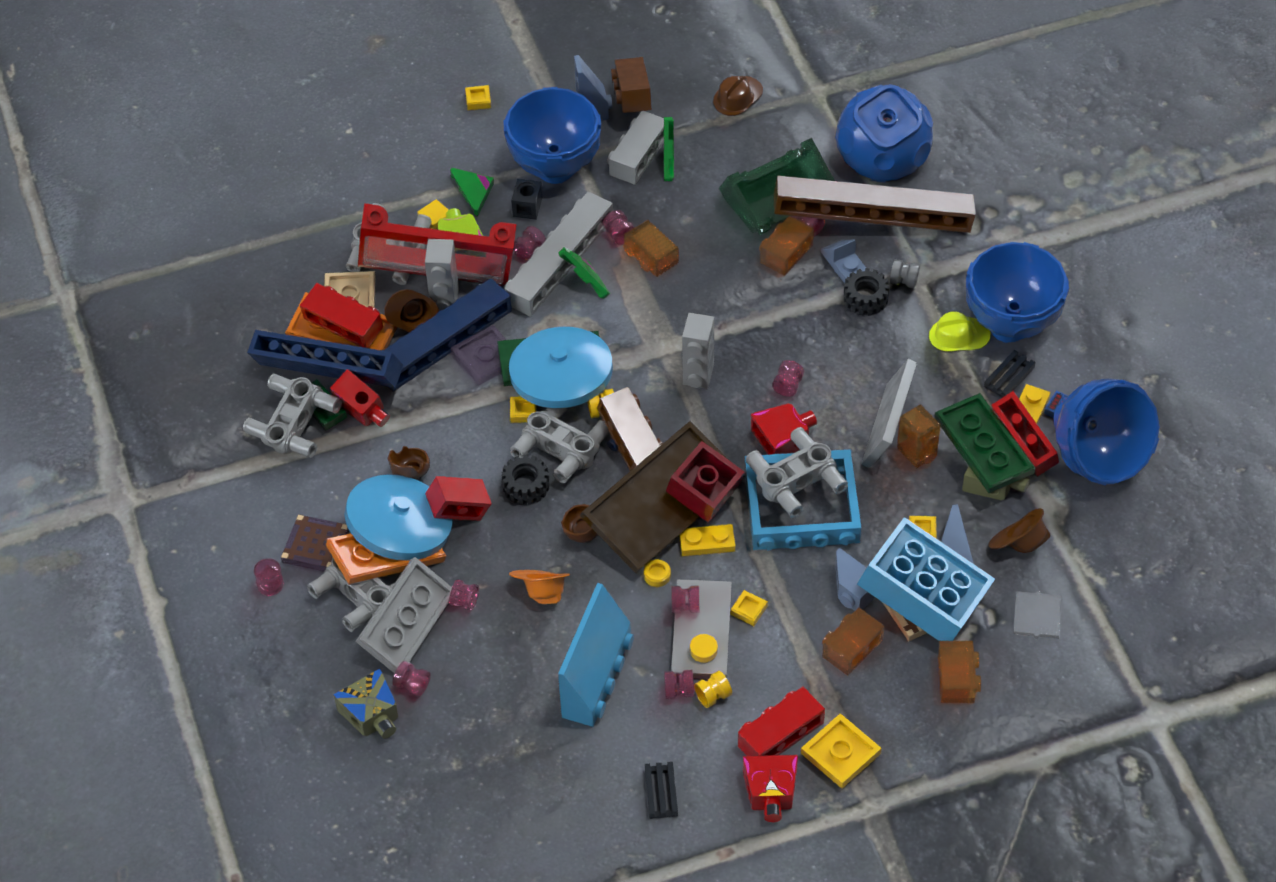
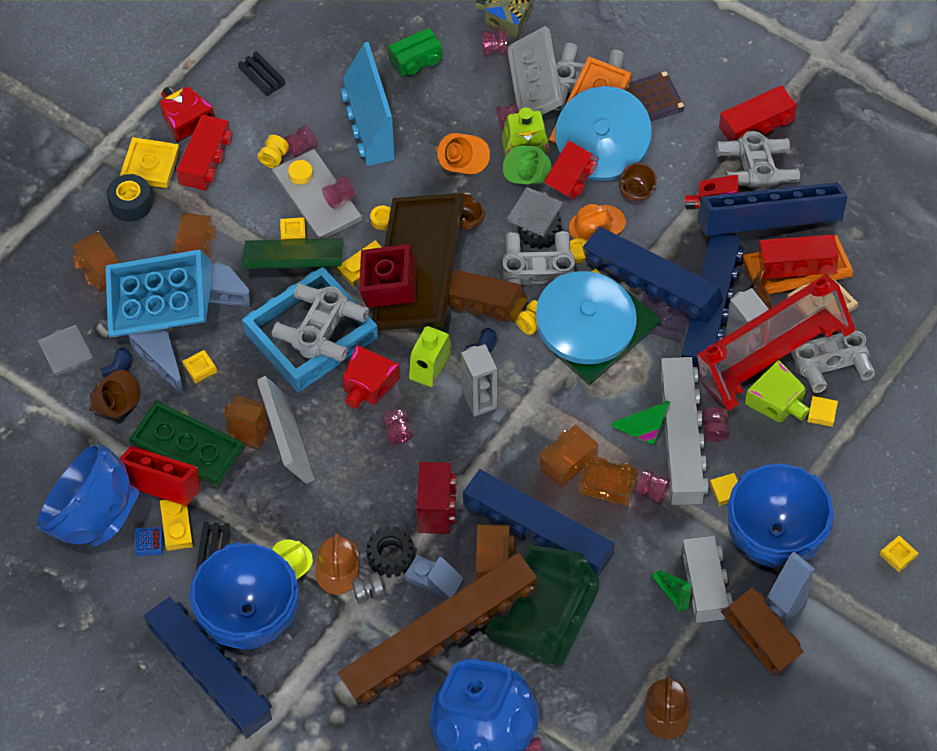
camera: 145 degrees right, 5 degrees up
(245, 465) = (758, 114): none -> red brick
(268, 577) = (660, 51): clear pink wheel -> none
(468, 560) = (524, 129): none -> lime torso
(472, 460) = (592, 217): none -> orange piece
(473, 187) = (815, 457): green tile -> none
(475, 367) = (652, 274): none -> dark blue brick
(490, 530) = (526, 165): none -> bright green piece
(495, 713) = (415, 52): none -> green brick
(505, 442) = (577, 250): none -> yellow tile
(523, 480) = (534, 211): none -> clear piece
(527, 199) = (753, 457): black brick -> none
(562, 201) = (722, 488): none -> yellow tile
(661, 408) = (487, 337): none -> dark blue arm
(666, 282) = (567, 455): none -> clear orange brick
(716, 412) = (434, 350): none -> lime torso
(733, 249) = (534, 520): none -> dark blue brick
(769, 571) = (292, 253): none -> dark green tile
(803, 295) = (436, 498): none -> dark red brick
(886, 720) = (129, 197): none -> black wheel
(913, 312) = (337, 564): none -> dark orange piece
(1000, 567) = (120, 362): none -> dark blue arm
(1081, 312) = (208, 667): none -> dark blue brick

